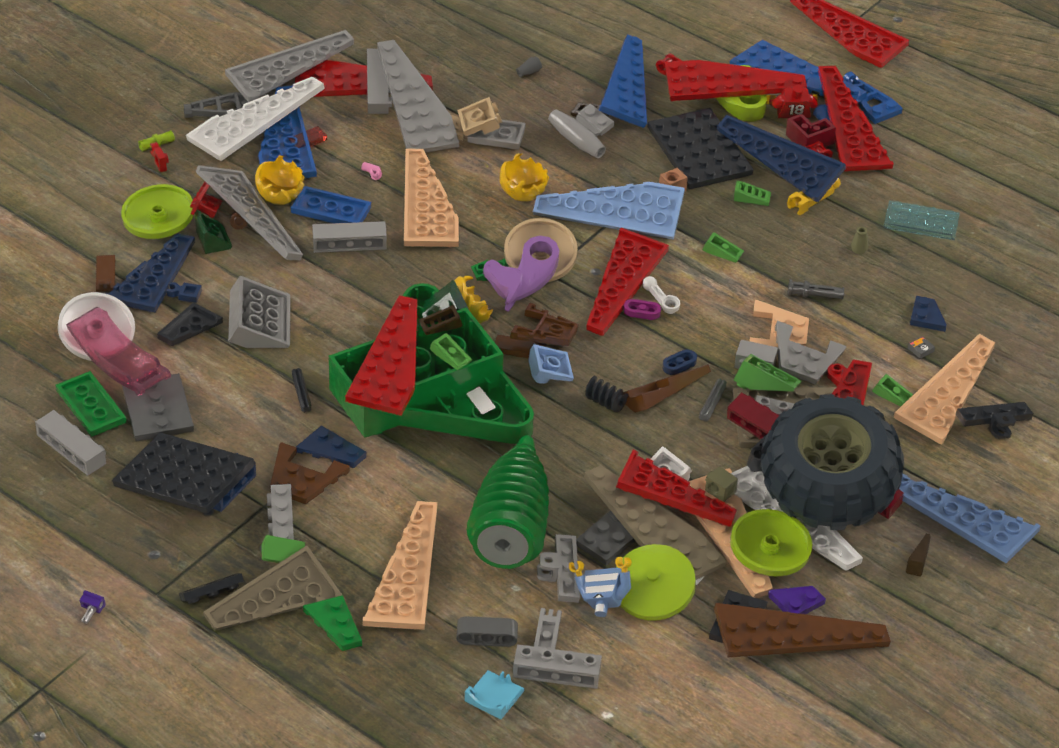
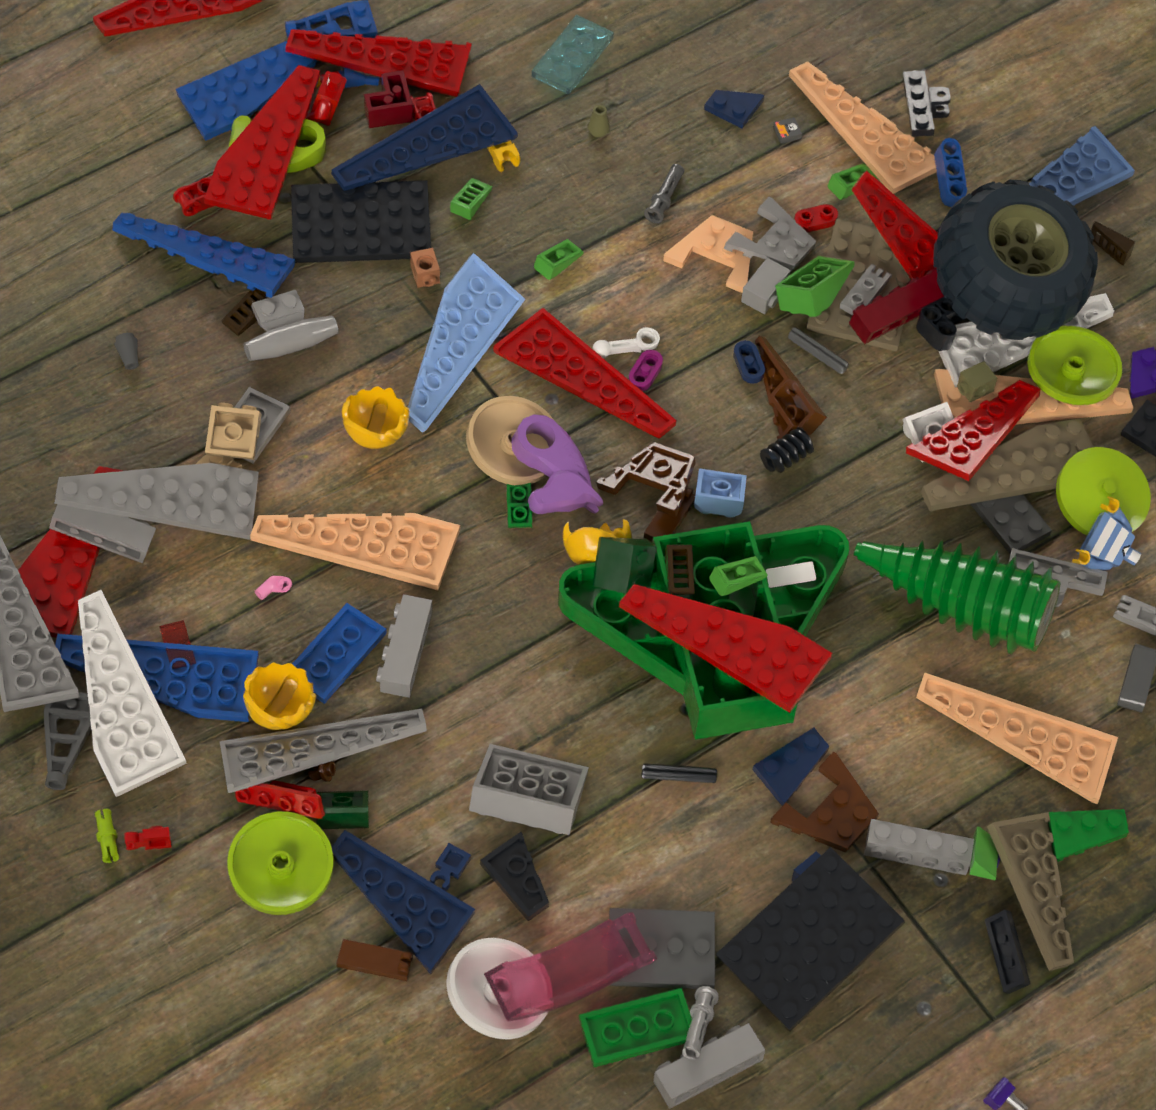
camera: 75 degrees left, 15 degrees up
(108, 430) = (701, 1014): none -> light grey pin
(923, 446) = (954, 163): none -> blue beam

